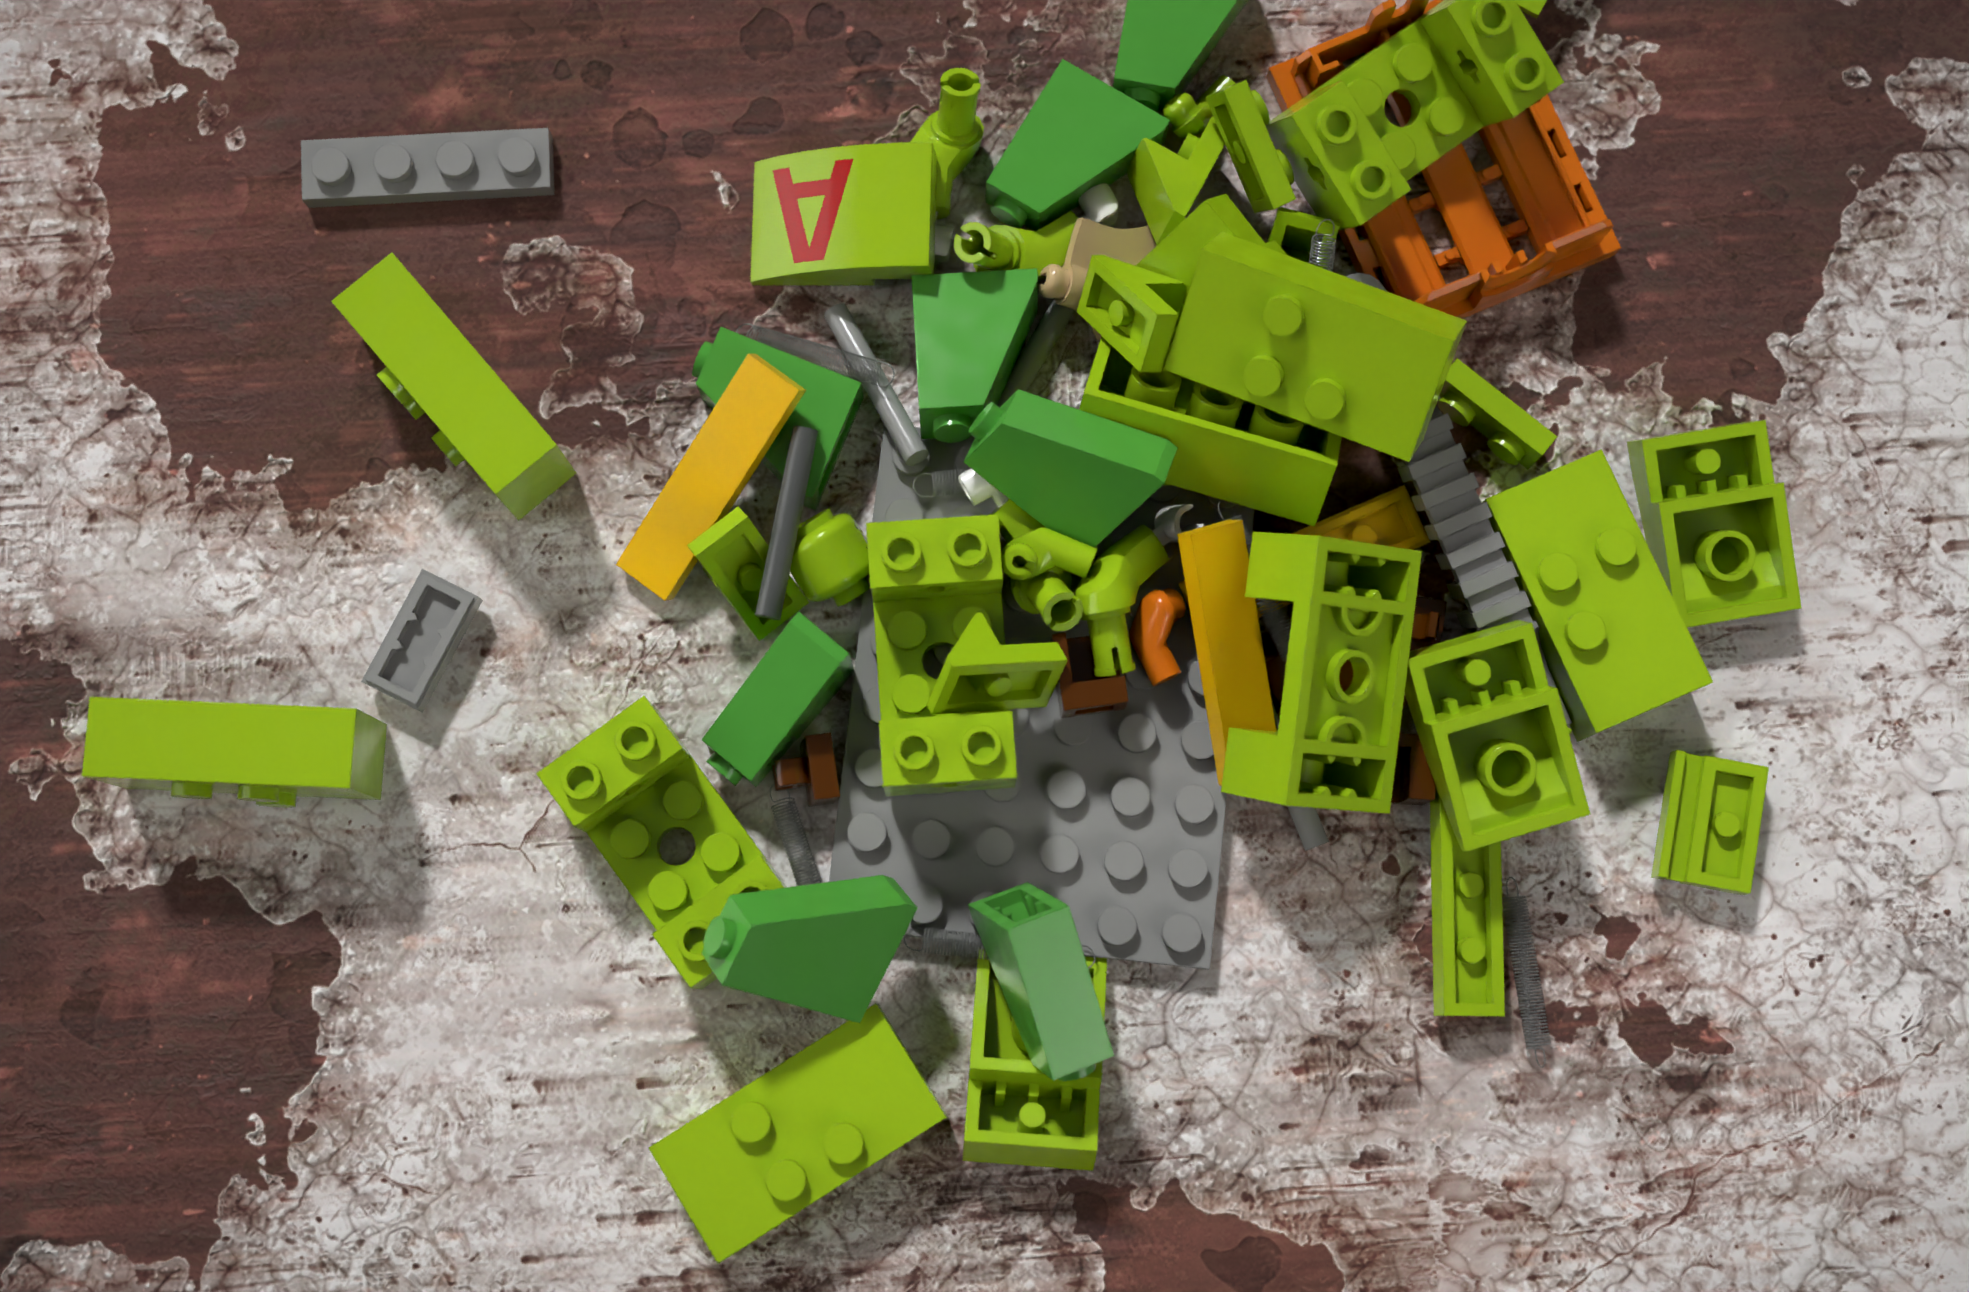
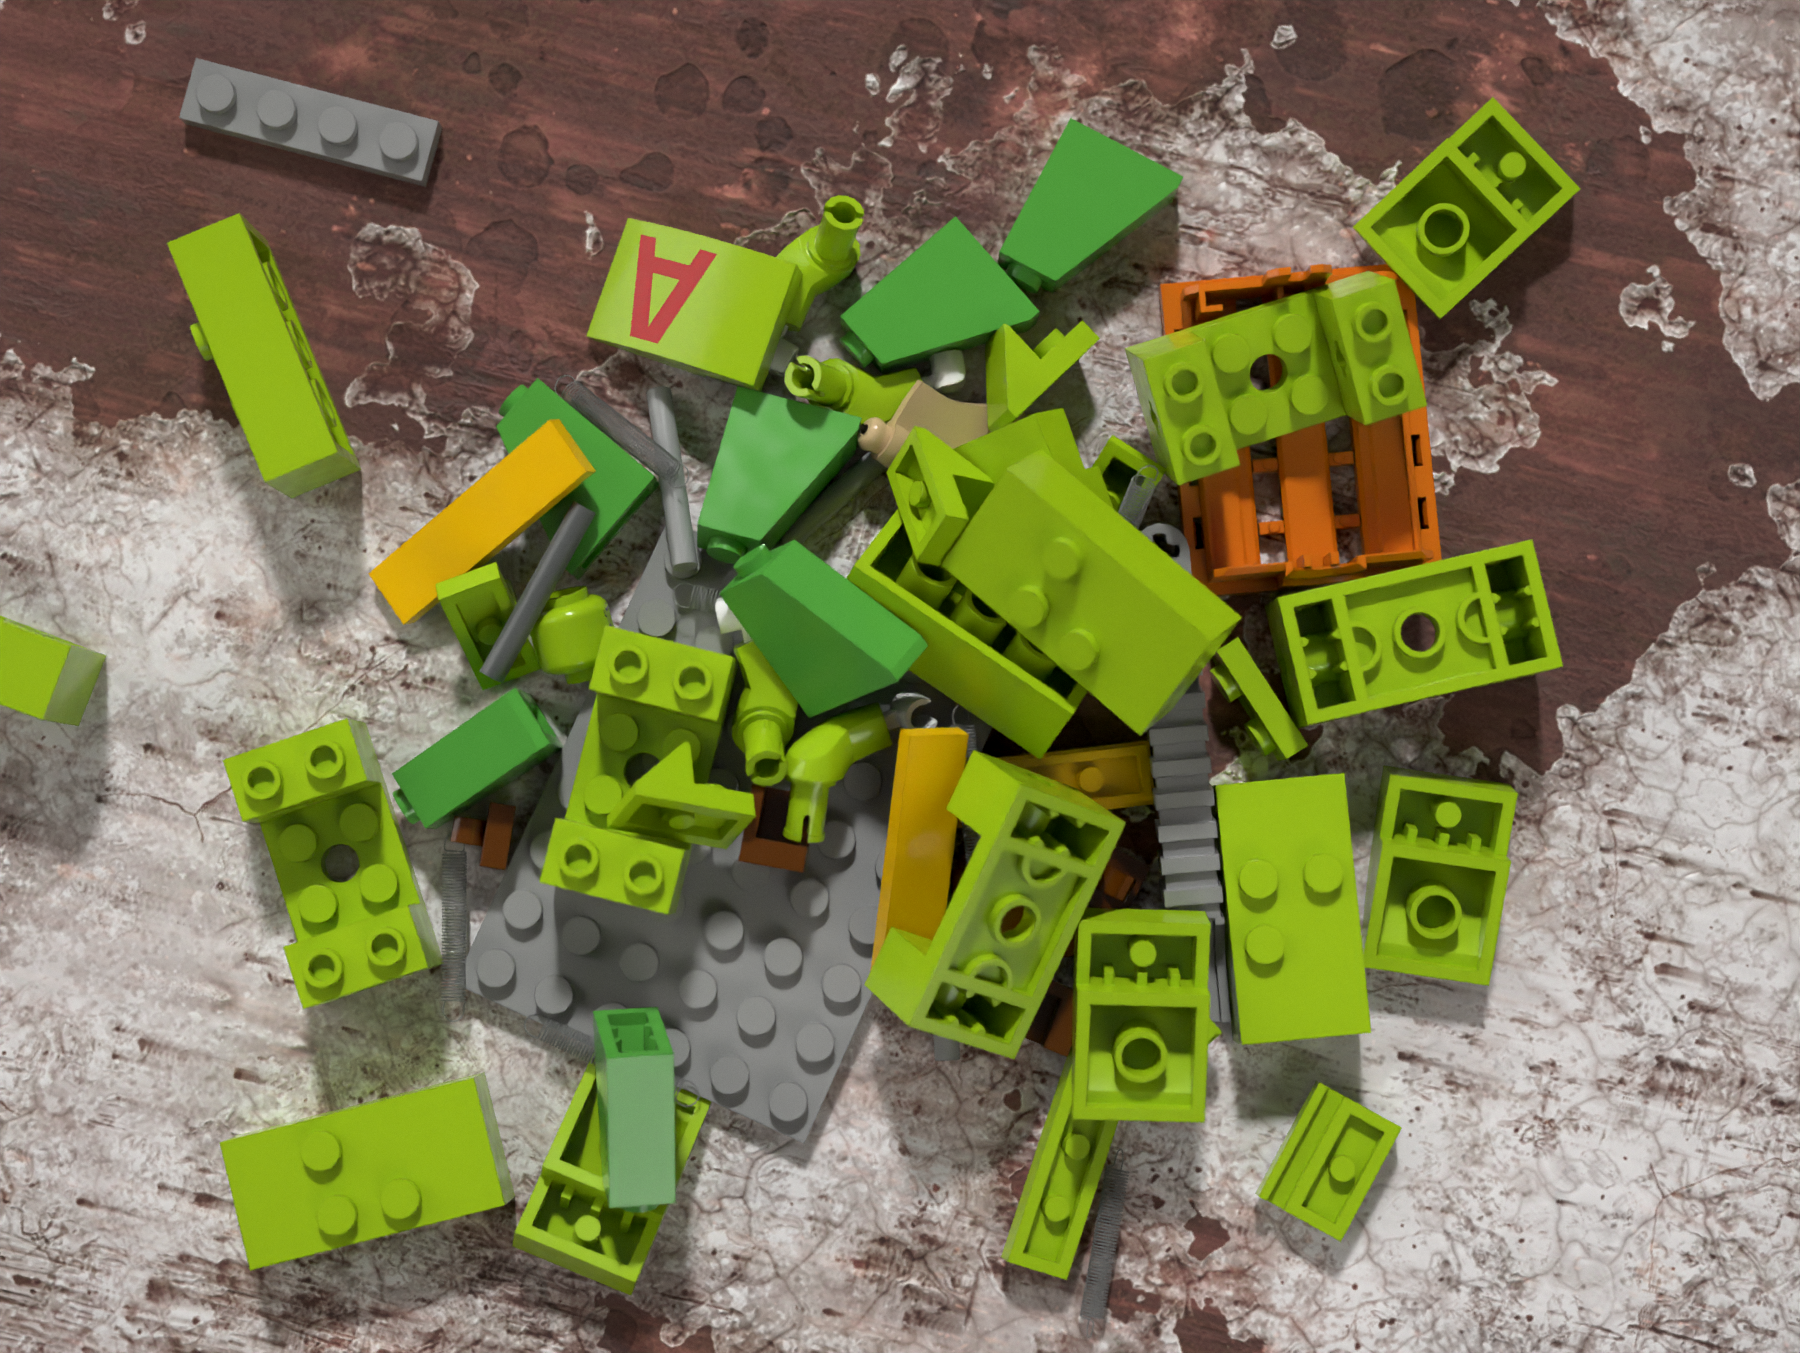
camera: 20 degrees right, 5 degrees up
(422, 640) = (162, 588): light grey plate -> none
(811, 942) = (427, 1004): bright green slope -> none
(1043, 551) = (770, 701): lime arm -> none
(1150, 632) = (853, 806): orange arm -> none
(1191, 115) = (1067, 312): lime arm -> none
(1261, 167) = (1110, 393): lime plate -> none
(1564, 335) = (1345, 645): none -> lime plate

